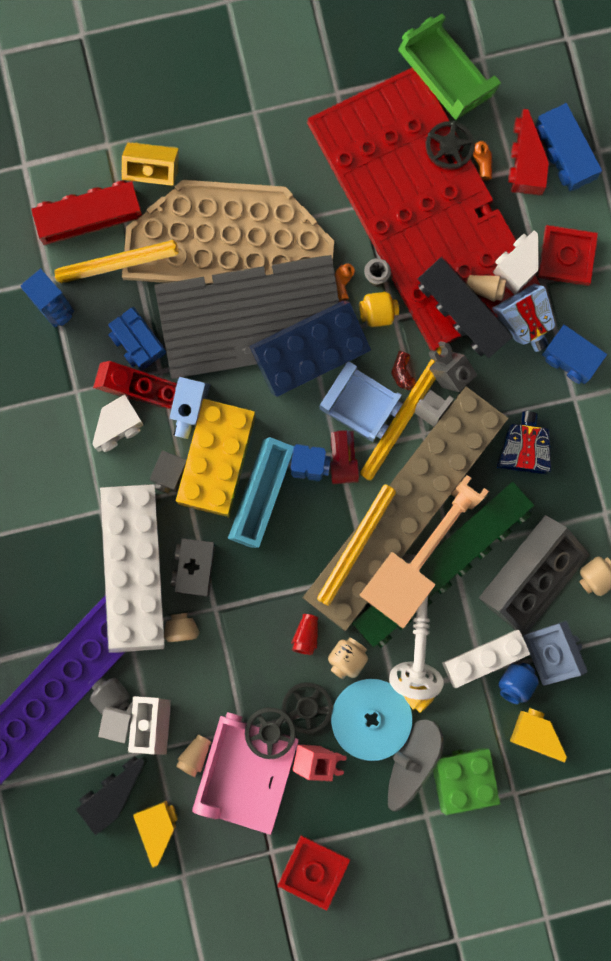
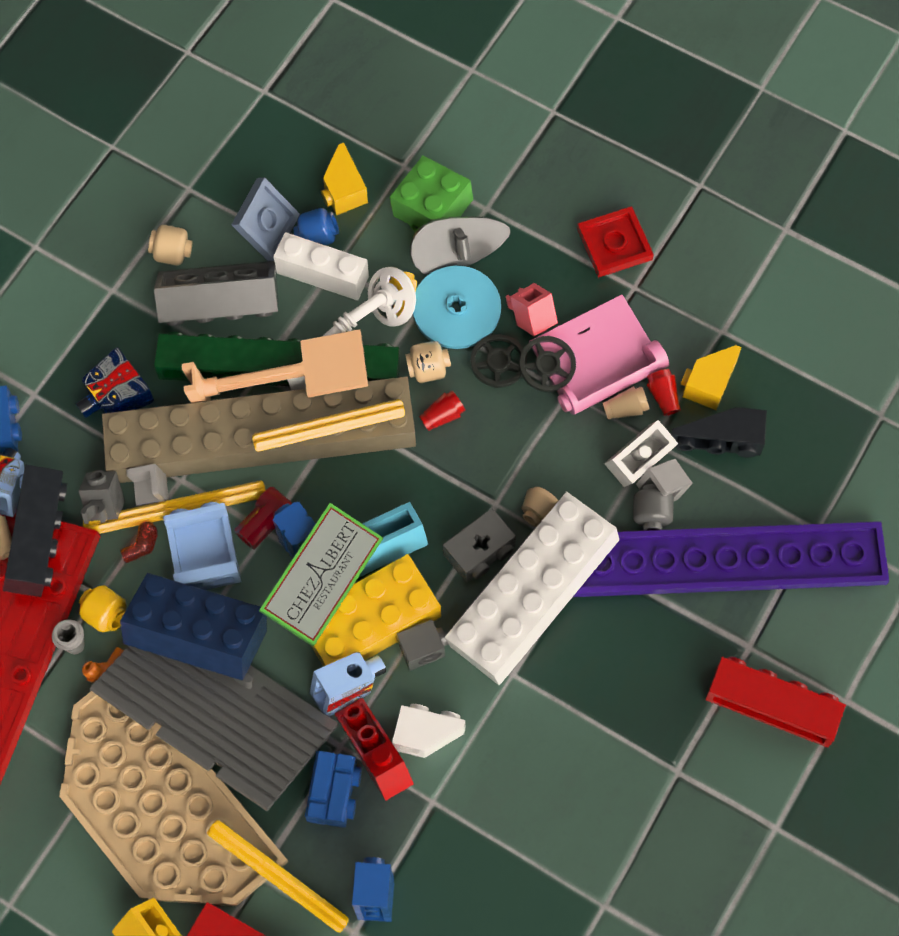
camera: 135 degrees left, 15 degrees down
(178, 789) = (664, 390): none -> red cone
(260, 444) = (321, 574): none -> light grey tile

